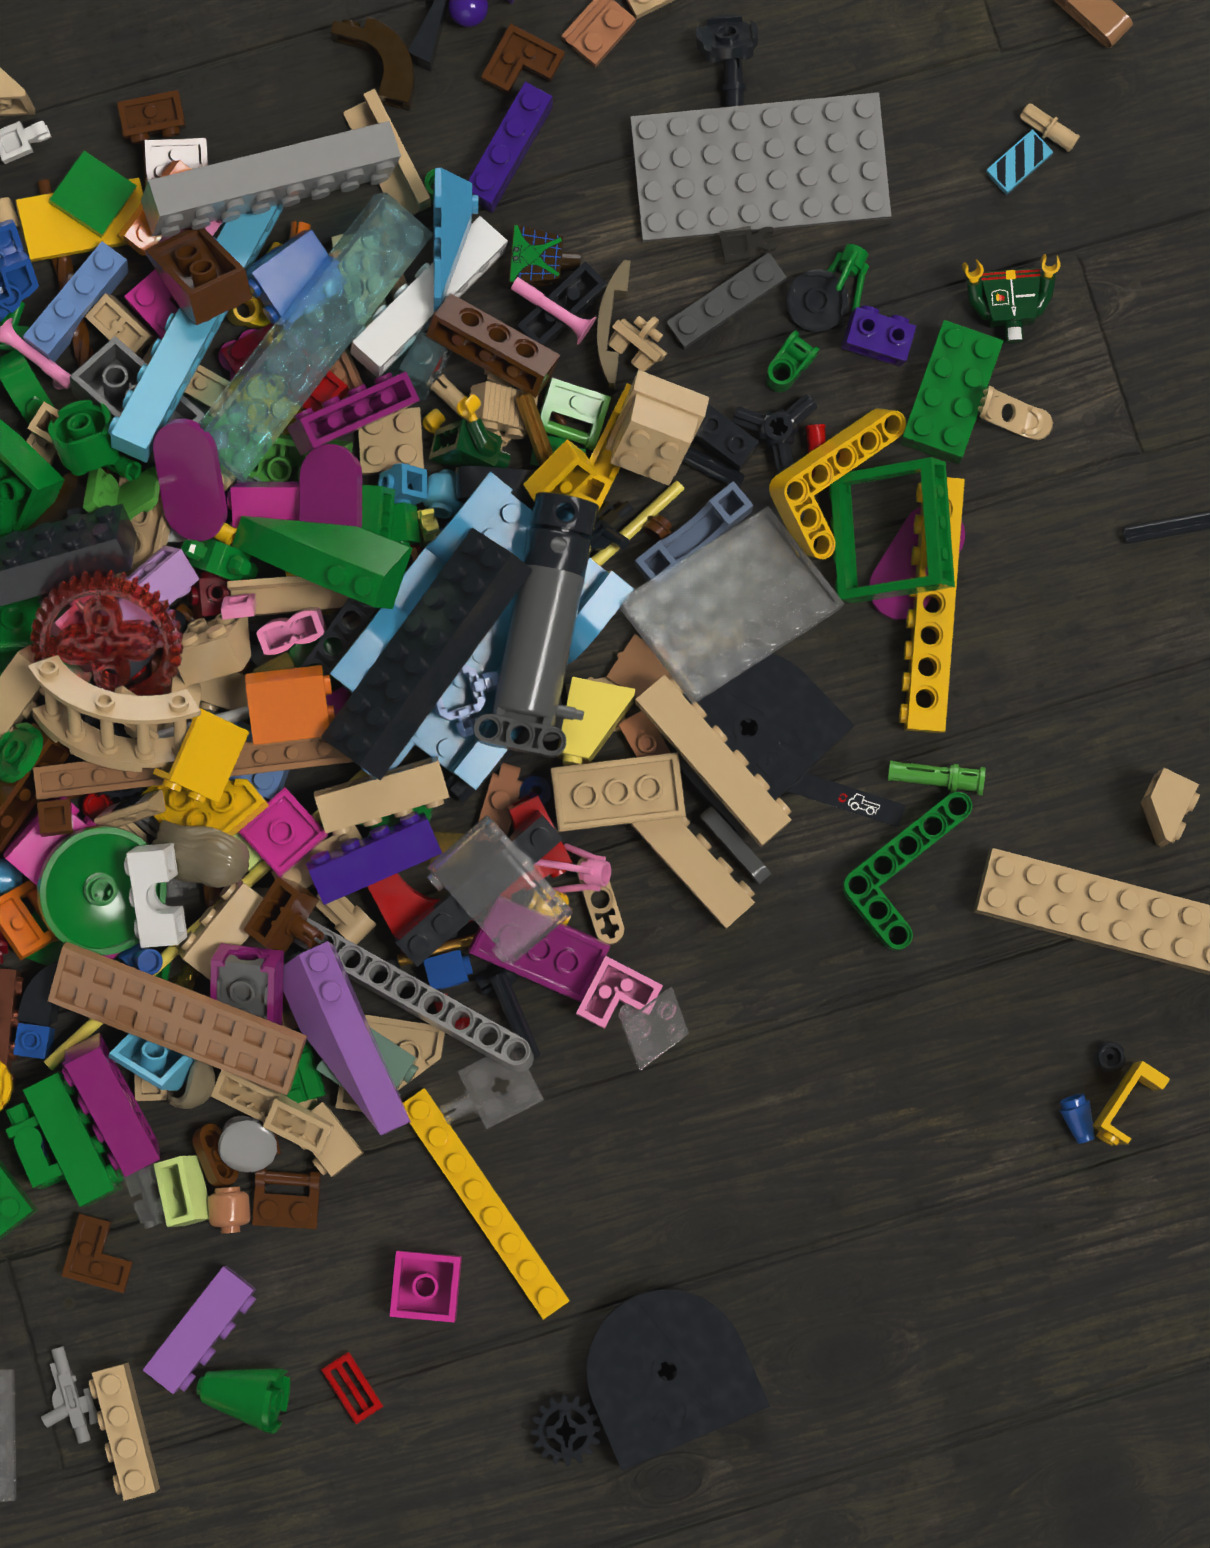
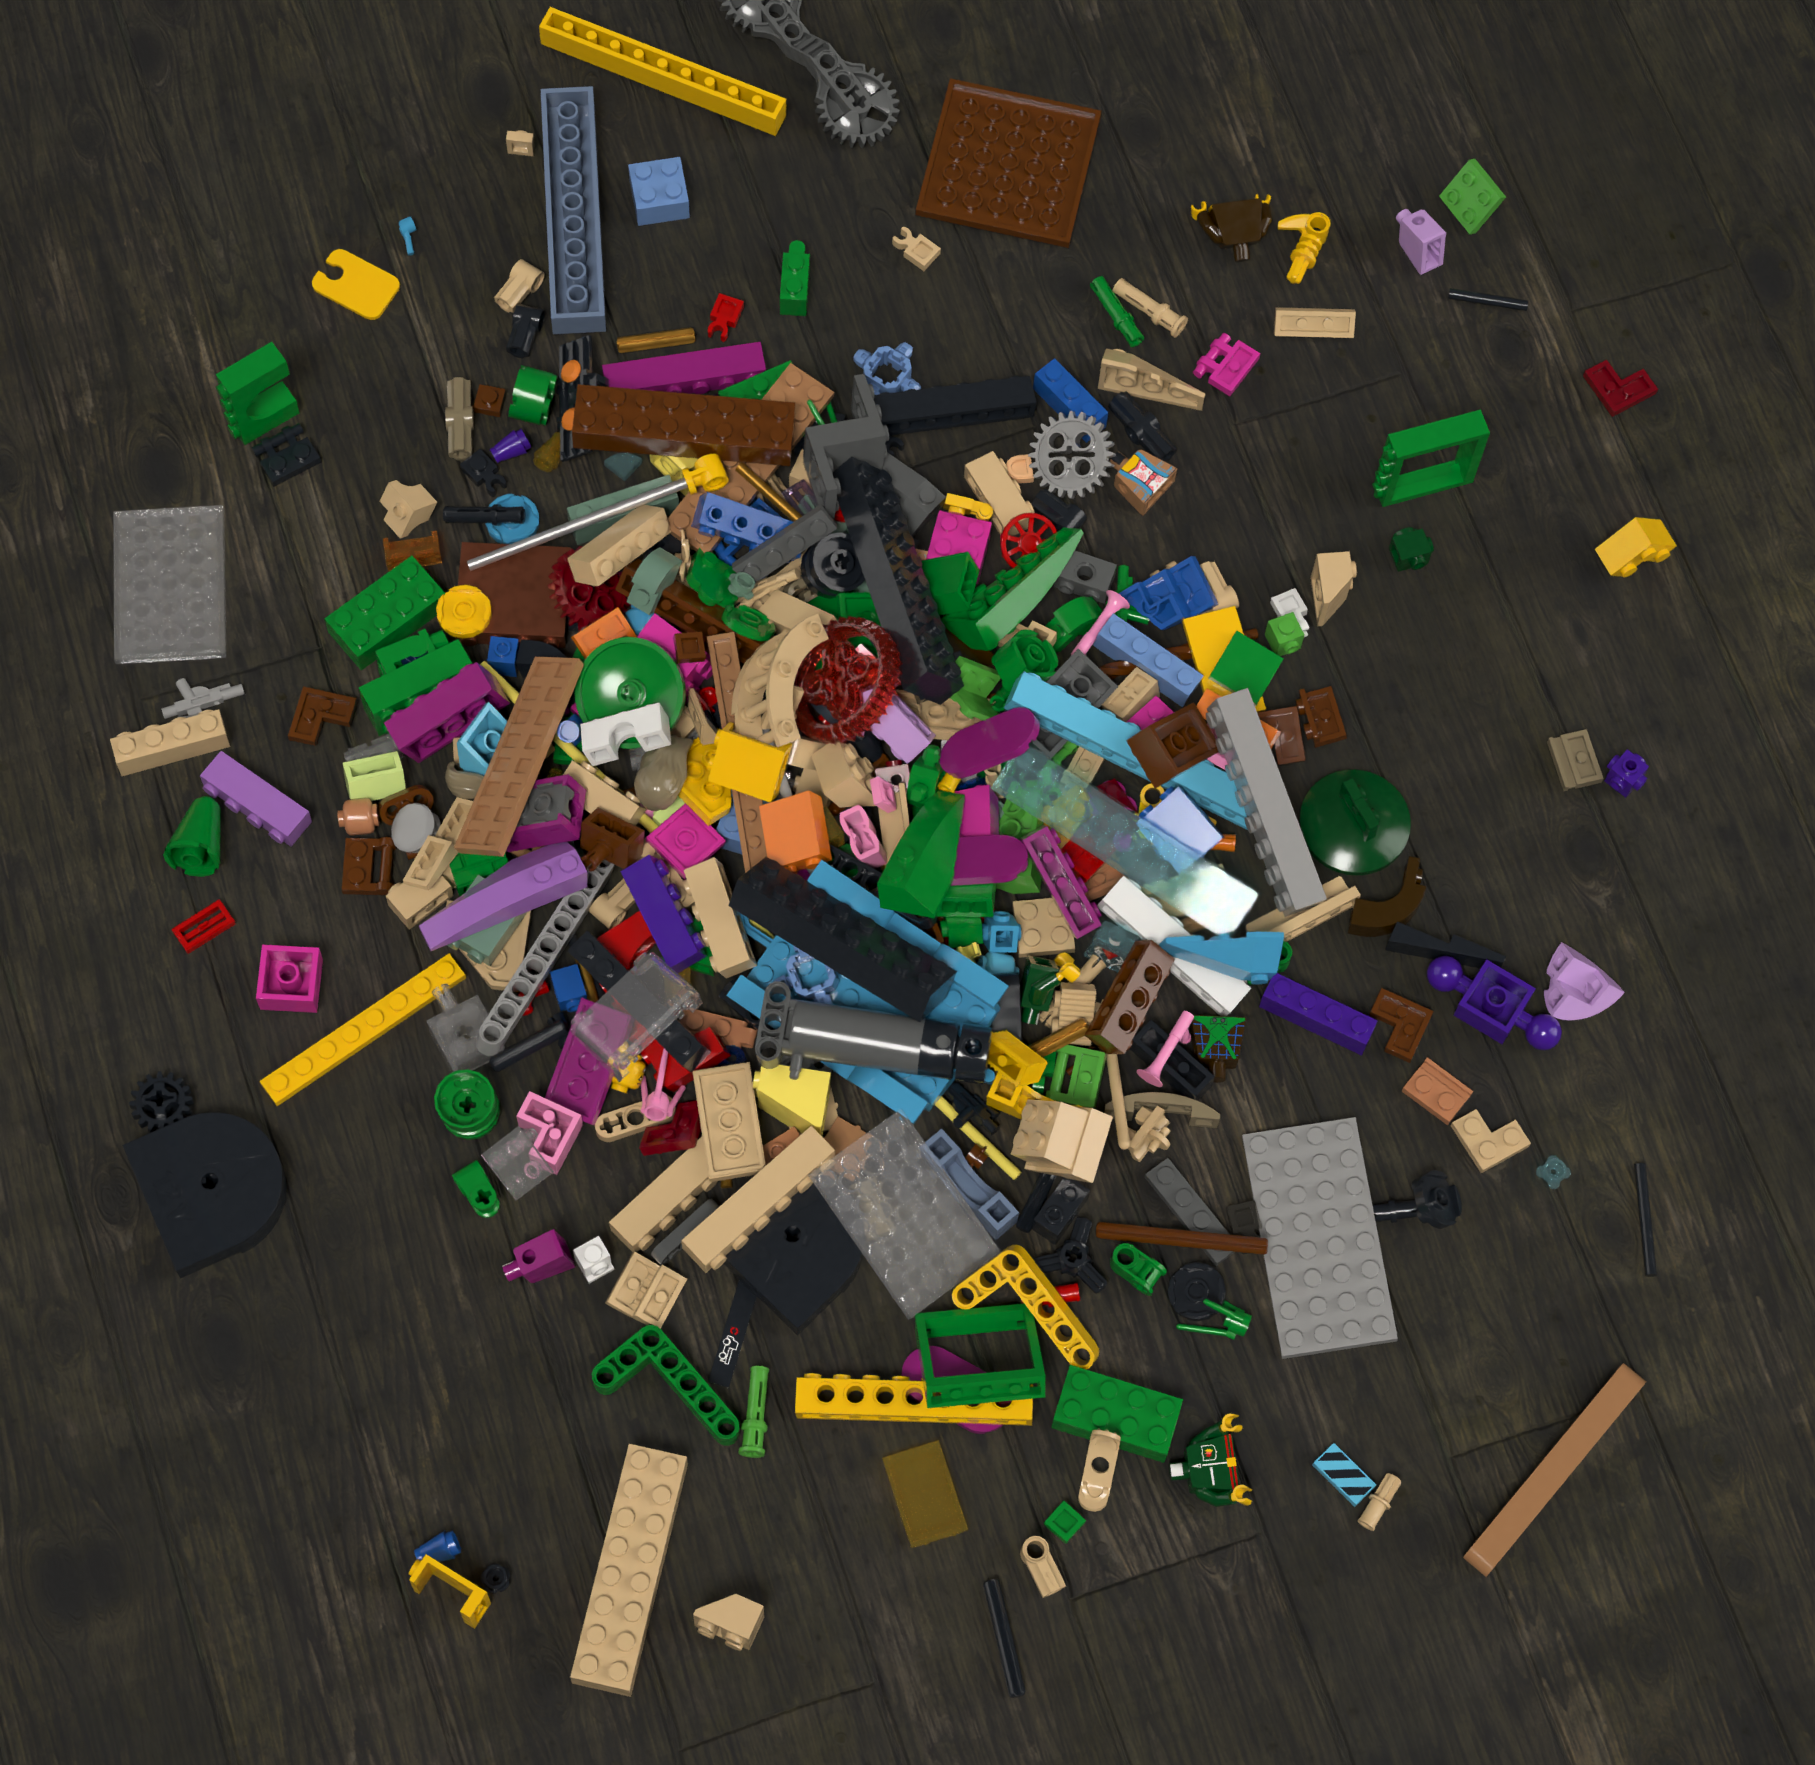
camera: 85 degrees right, 15 degrees down
(50, 148) = (1284, 634): none -> bright green brick
(281, 89) = (1355, 822): none -> dark green bracket
(595, 1099) = (459, 1091): none -> green wheel
(611, 367) = (1118, 1100): none -> tan piece
(628, 851) = (678, 1135): none -> dark red plate
(672, 1078) = (475, 1187): none -> green piece
(758, 993) = (540, 1258): none -> magenta torso
(761, 311) = (1182, 1238): none -> reddish brown axle
(764, 946) = (593, 1259): none -> white brick
(797, 891) = (646, 1290): none -> tan slope
(878, 335) = (1165, 1346): dark purple brick -> none
(1030, 600) = (924, 1494): none -> clear yellow piece
(1064, 454) = (1064, 1522): none -> green plate
(1113, 480) = (1042, 1569): none -> tan piece

